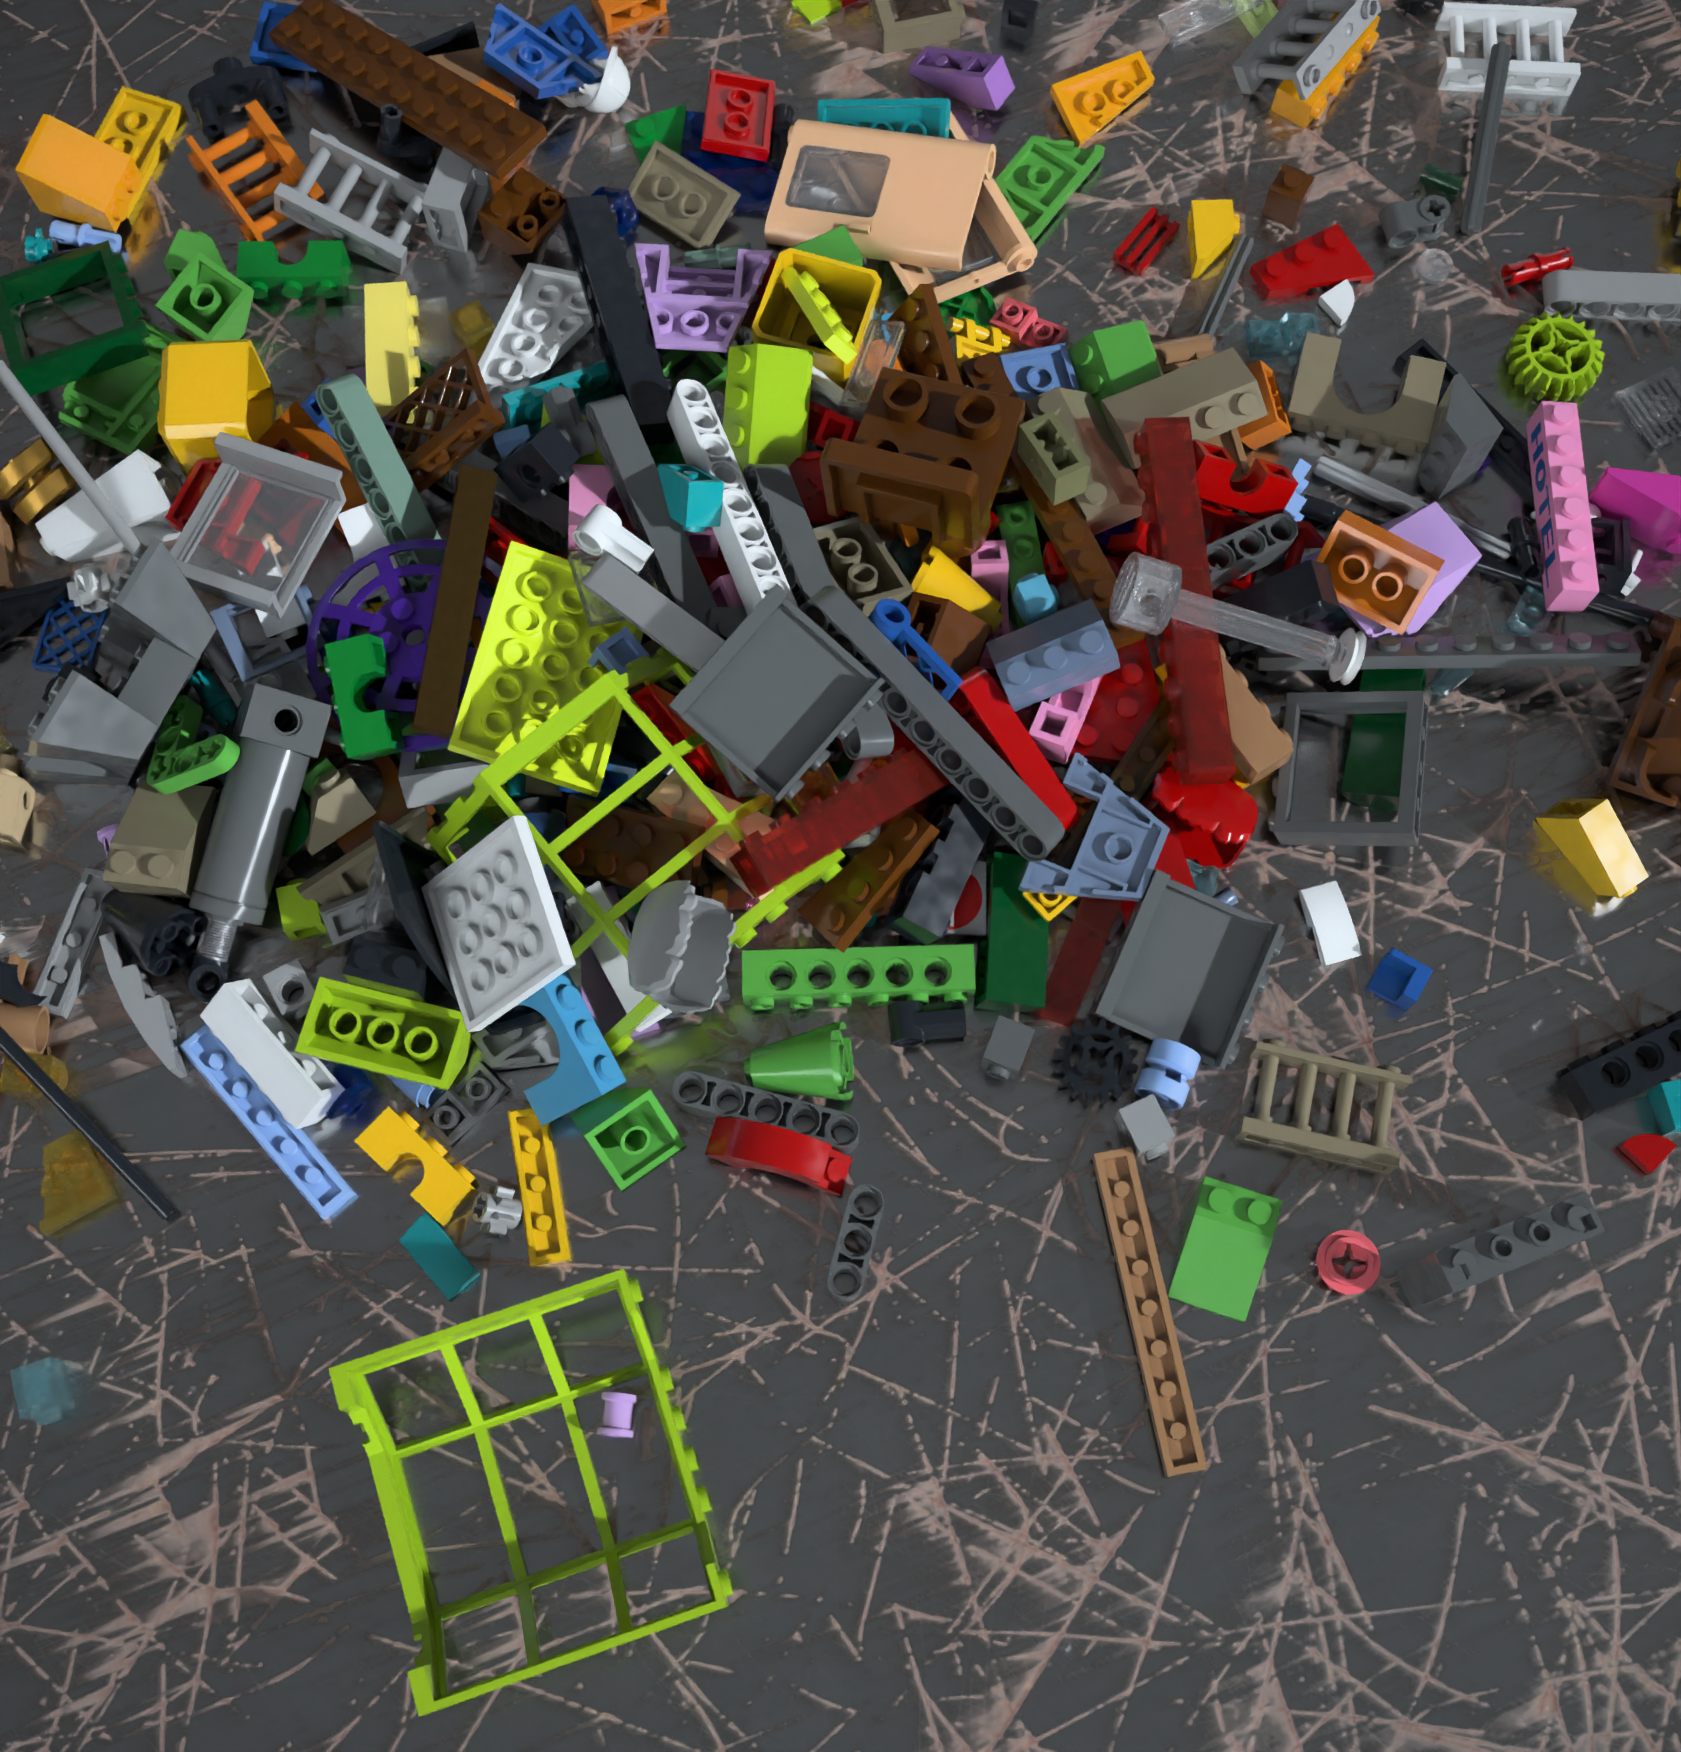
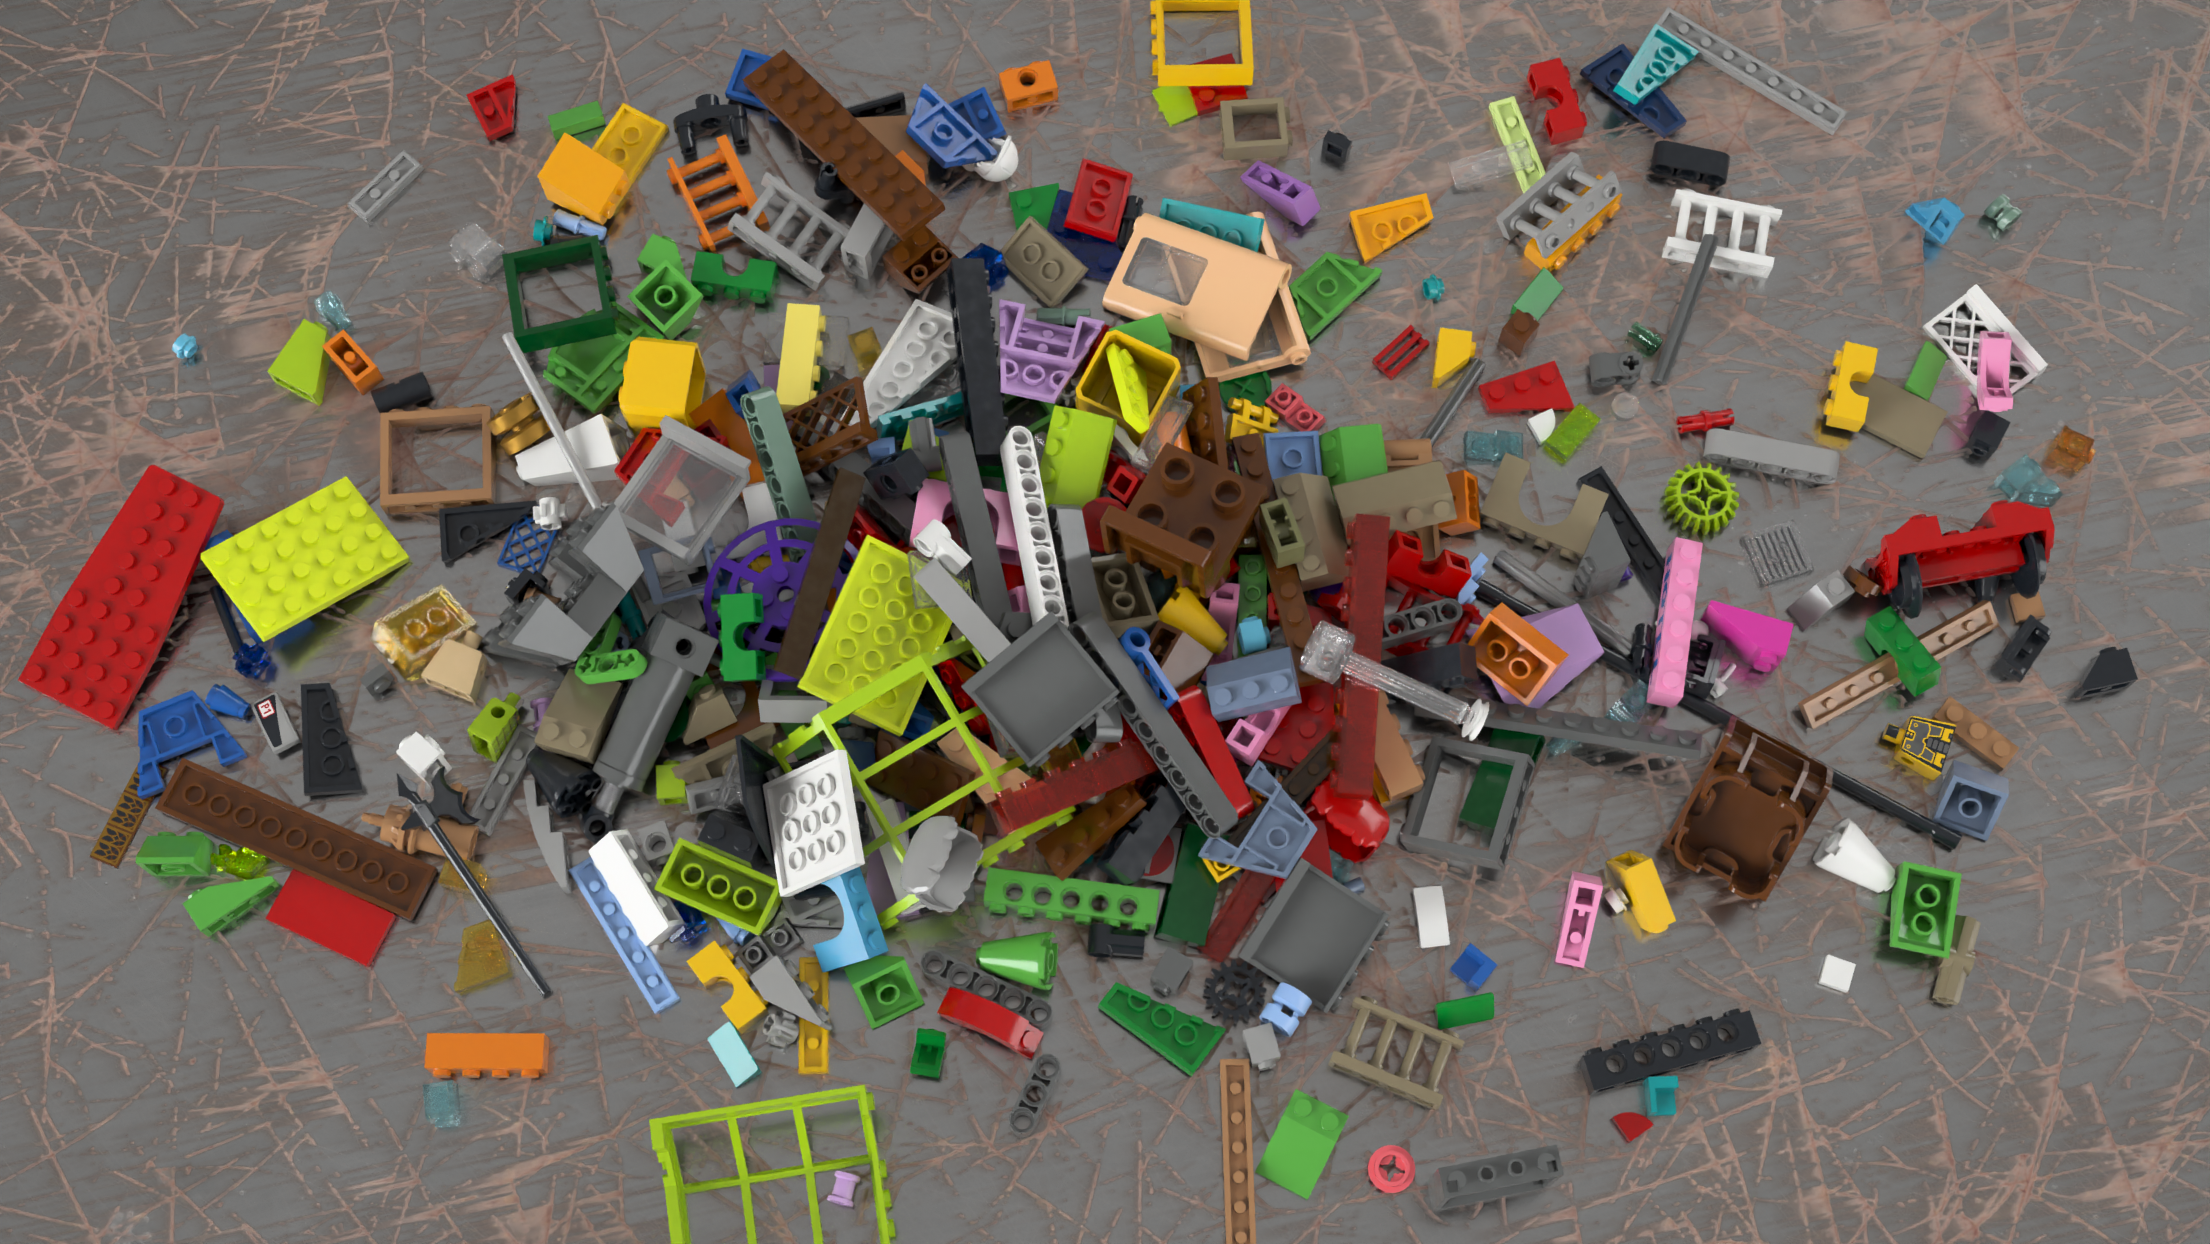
camera: 10 degrees right, 0 degrees up
(51, 871) = (495, 726): none -> lime torso
(73, 111) = (576, 119): none -> bright green slope
(95, 1312) = (487, 1054): none -> orange brick
(490, 1154) = (781, 986): none -> light grey slope
(618, 651) = (933, 634): medium blue panel -> none
(692, 496) = (1006, 521): teal slope -> none
(702, 1210) = (928, 1052): none -> green bracket
(1021, 1129) = (1172, 1033): none -> green wing
(1170, 160) = (1433, 287): none -> teal plate
(1302, 148) = (1538, 295): none -> slope
(1378, 302) = (1572, 431): none -> clear neon green plate
(1399, 1037) = (1464, 1011): none -> green slope
(1521, 894) = (1578, 918): none -> bright pink slope
(1563, 863) = (1617, 899): none -> white plate

